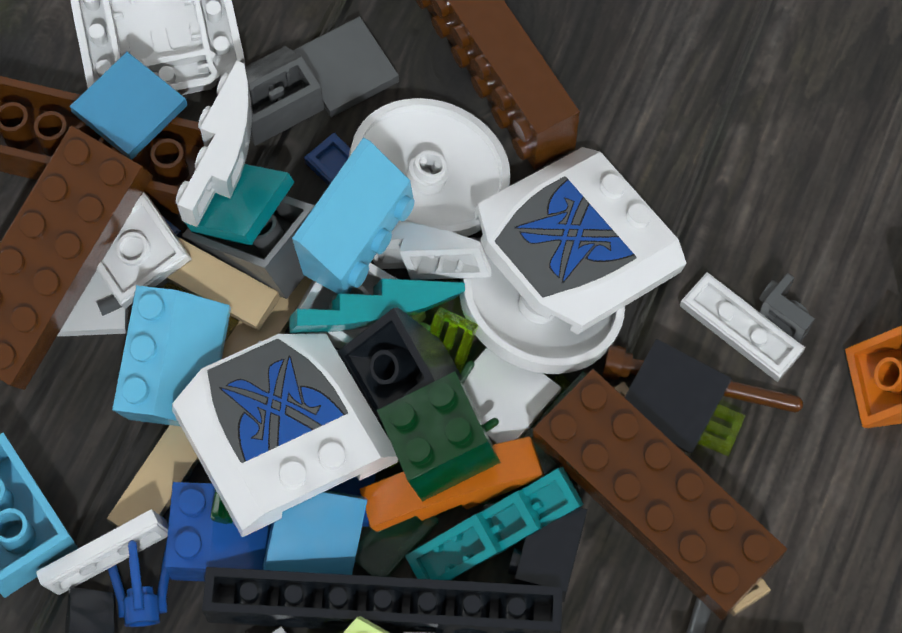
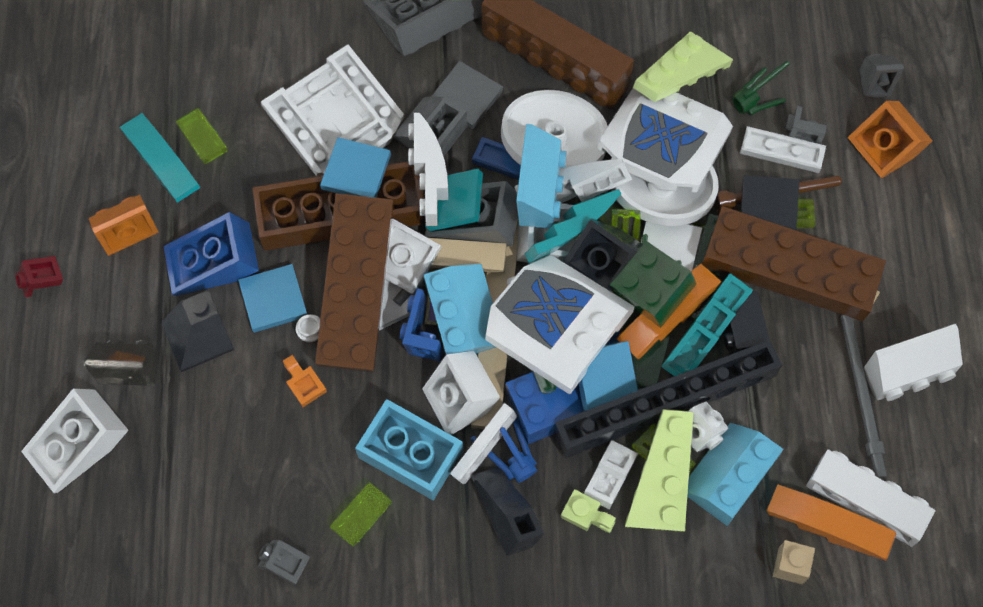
camera: 25 degrees left, 0 degrees up
(89, 357) = (416, 342): none -> blue bracket
(113, 466) = (460, 391): none -> white slope
(654, 149) = (681, 66): none -> yellowish green wing
(727, 231) = (747, 97): none -> dark green plant

